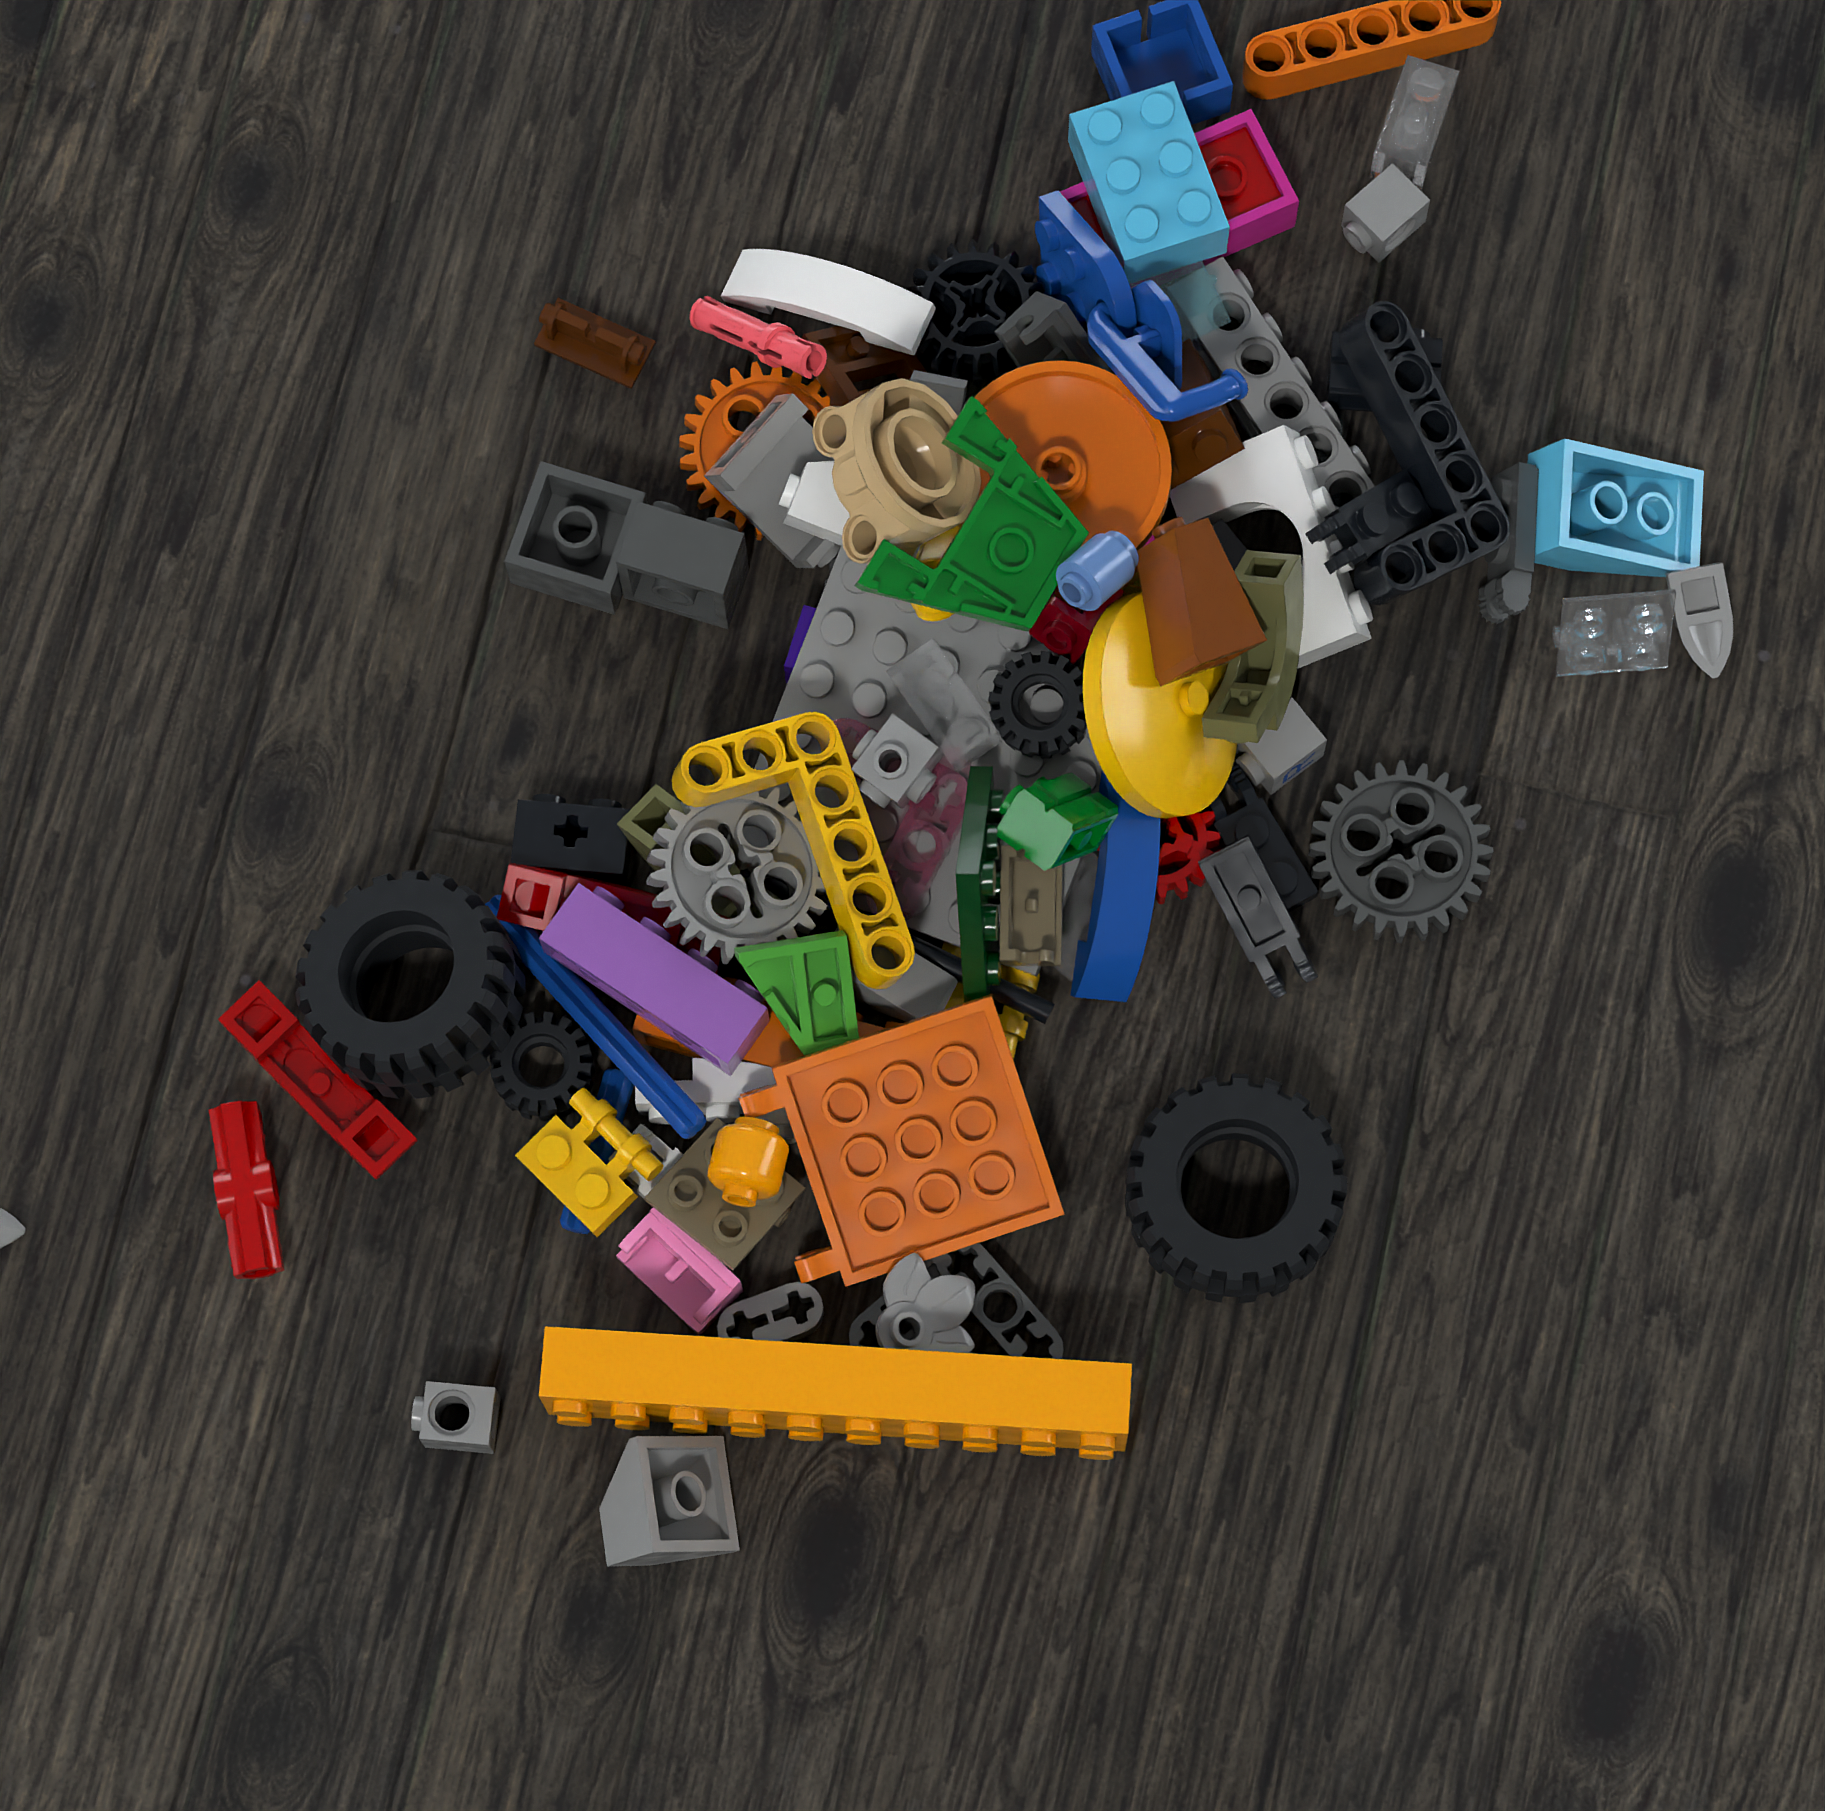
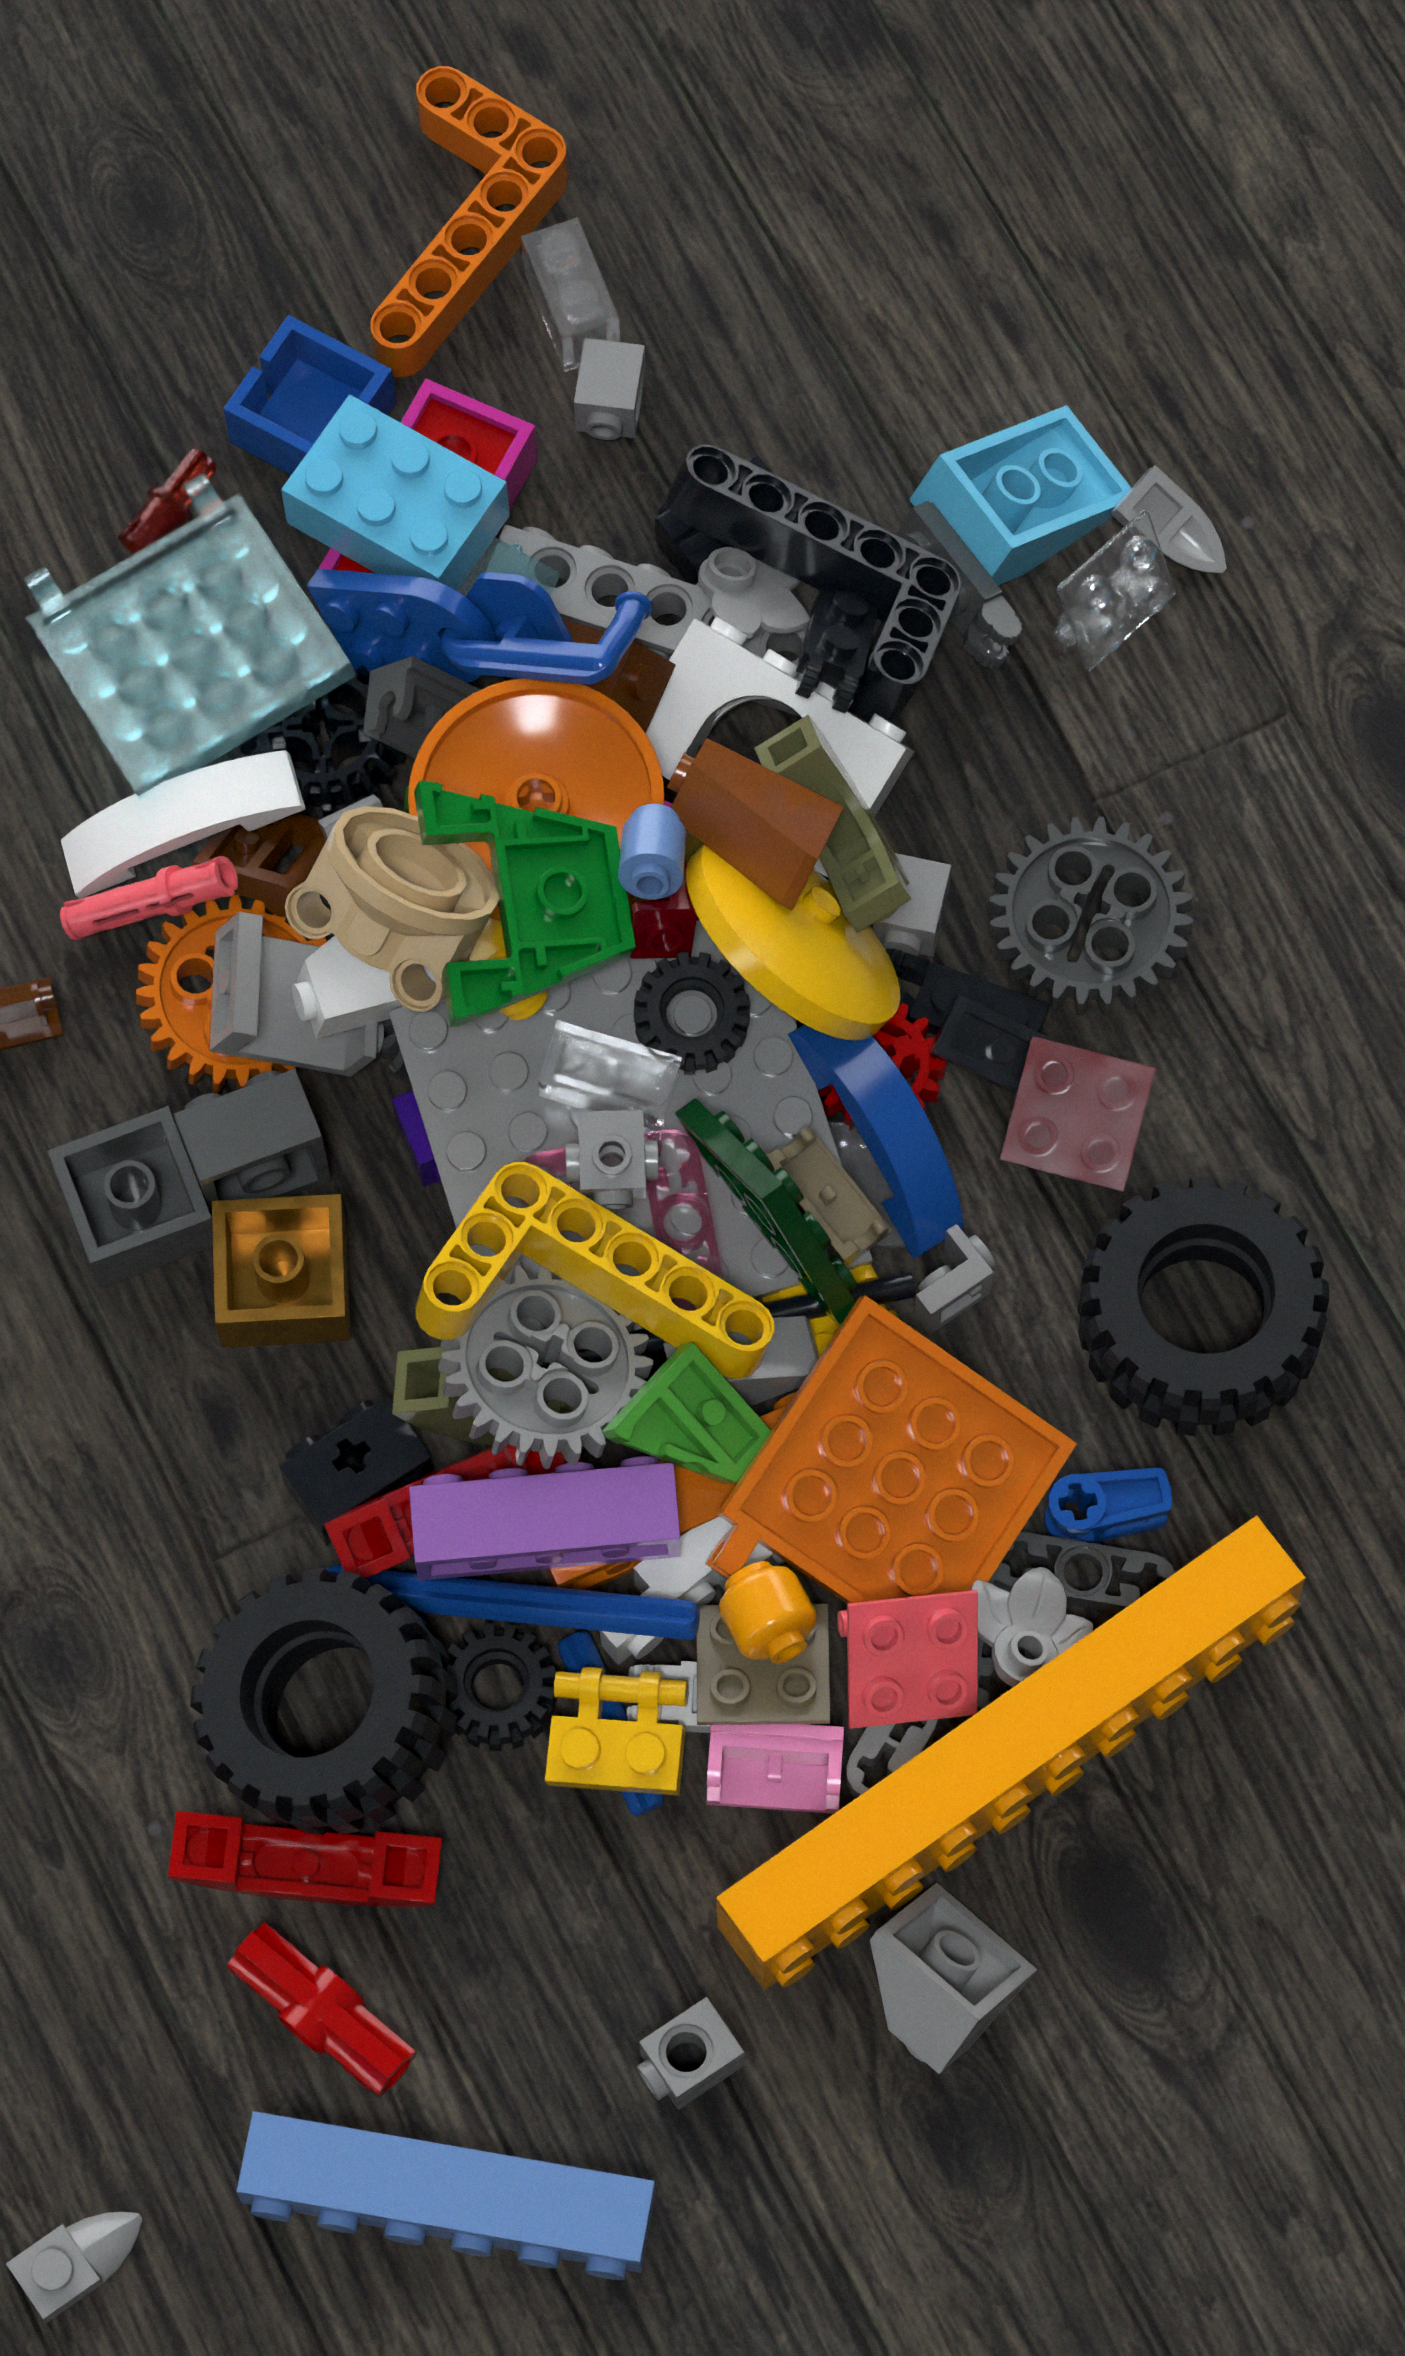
camera: 40 degrees left, 5 degrees down
(224, 1378) = (446, 2194): none -> medium blue brick
(633, 666) = (280, 1270): none -> pearl gold brick
(822, 1271) = (911, 1658): none -> coral hinge
(933, 176) = (189, 643): none -> clear light blue plate
(1010, 65) = (166, 504): none -> clear red axle
(1055, 820) = (793, 1097): green brick -> none
(1062, 1279) = (1114, 1504): none -> blue piece
(1075, 1040) = (951, 1292): none -> light grey bracket
(1265, 985) = (1077, 1114): none -> hinge
(1348, 438) = (751, 593): none -> light grey plate

